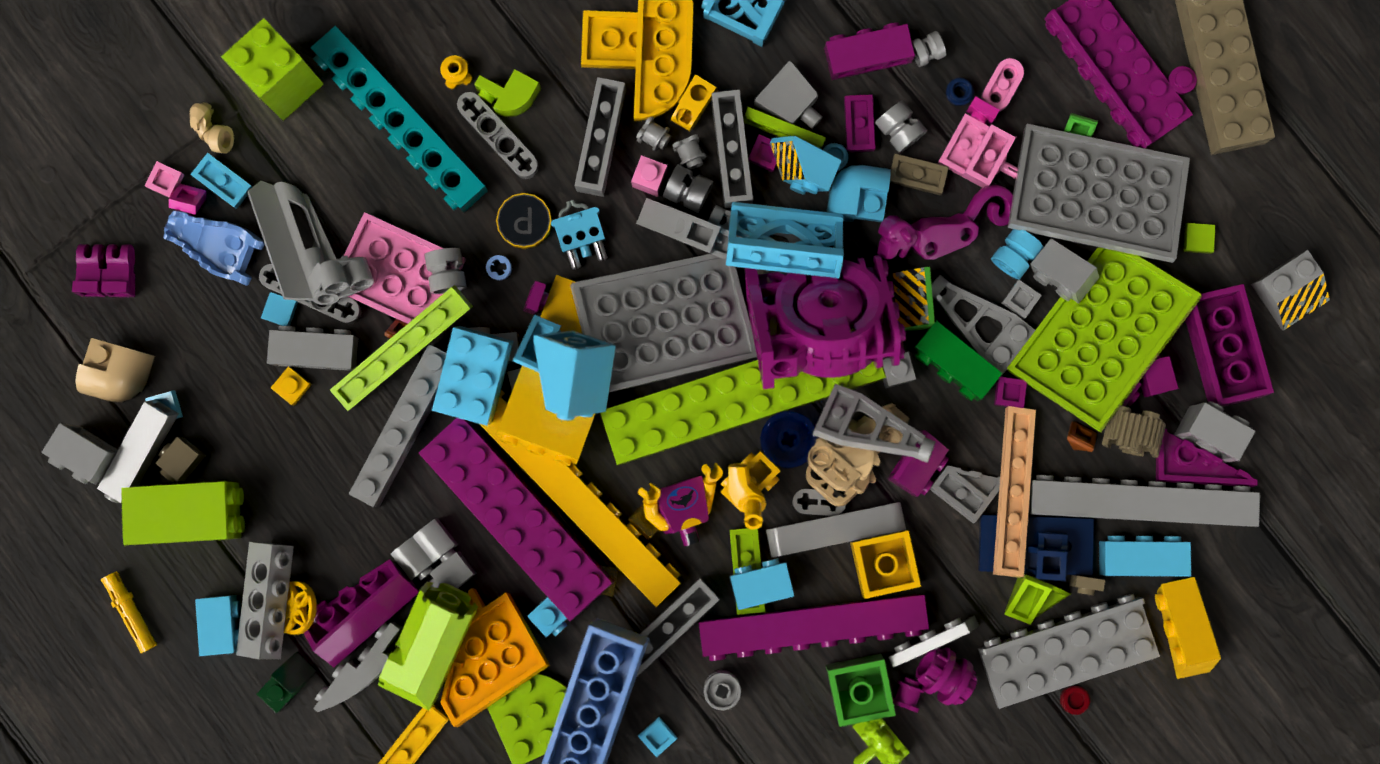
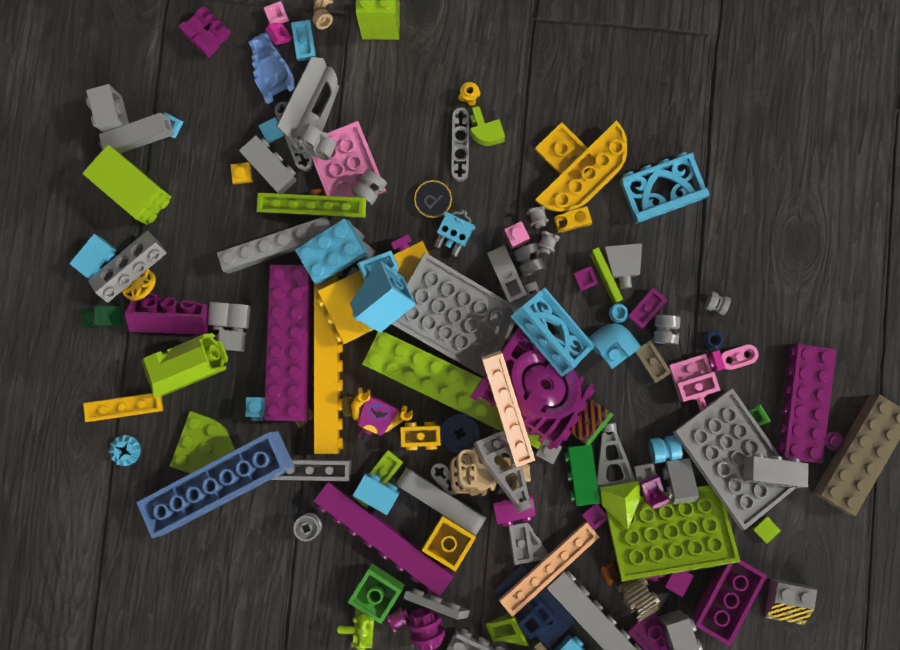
camera: 40 degrees right, 0 degrees up
(112, 371) = (161, 84): tan brick -> none
(125, 605) = (60, 202): yellow pin -> none
(179, 459) = (153, 158): dark tan brick -> none
(336, 45) = (418, 25): teal brick -> none
(354, 678) = (136, 346): light grey slope -> none
(492, 659) = (209, 402): light orange wing -> none
(503, 260) = (393, 213): light blue bush -> none
(600, 137) = (510, 192): light grey brick -> none
(657, 736) = (255, 518): medium azure tile -> none
(731, 147) = (571, 260): light grey brick -> none
(746, 495) = (410, 441): yellow arm -> none
(804, 165) = (599, 303): medium azure slope -> none
(815, 361) = (508, 408): none -> light nougat plate
(869, 51) = (686, 276): magenta brick -> none
(941, 233) = (636, 403): magenta animal -> none
(1023, 349) = (621, 501): none -> lime slope
(1047, 308) = (653, 492): none -> magenta bracket
(1151, 167) = (775, 471): none -> light grey brick

